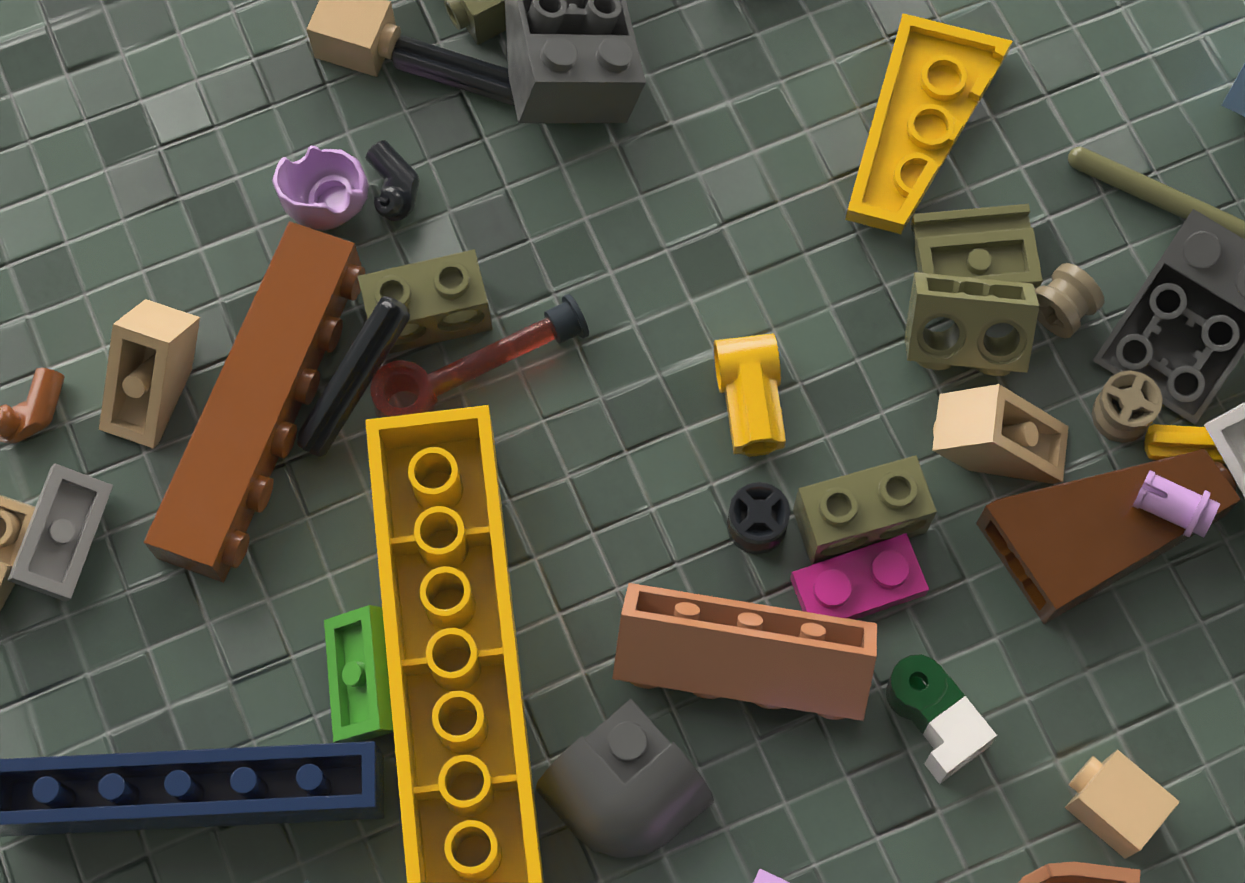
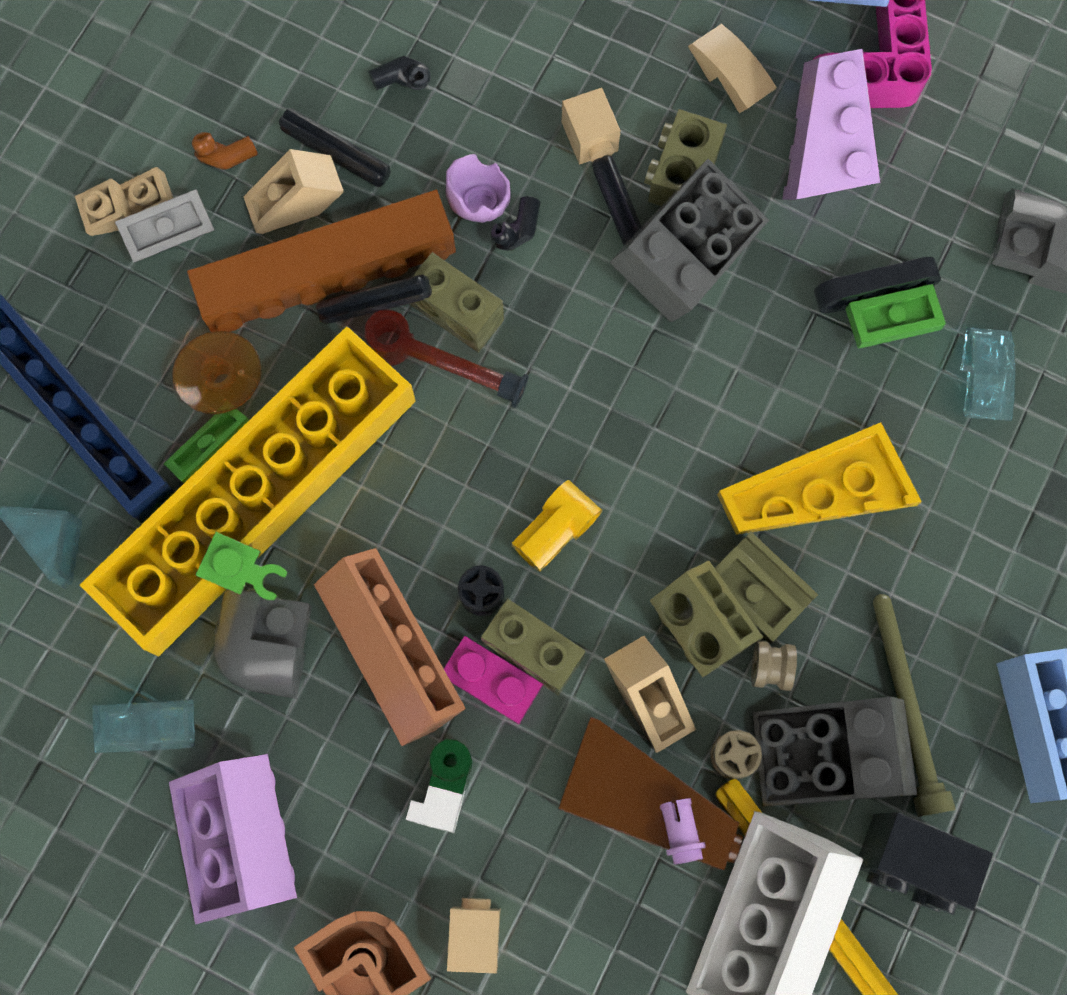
camera: 50 degrees right, 5 degrees up
(112, 161) = (401, 71): none -> black arm
(126, 293) = (329, 143): none -> black axle
(263, 585) = (205, 360): none -> clear orange dish
(535, 734) = (233, 565): none -> bright green plate

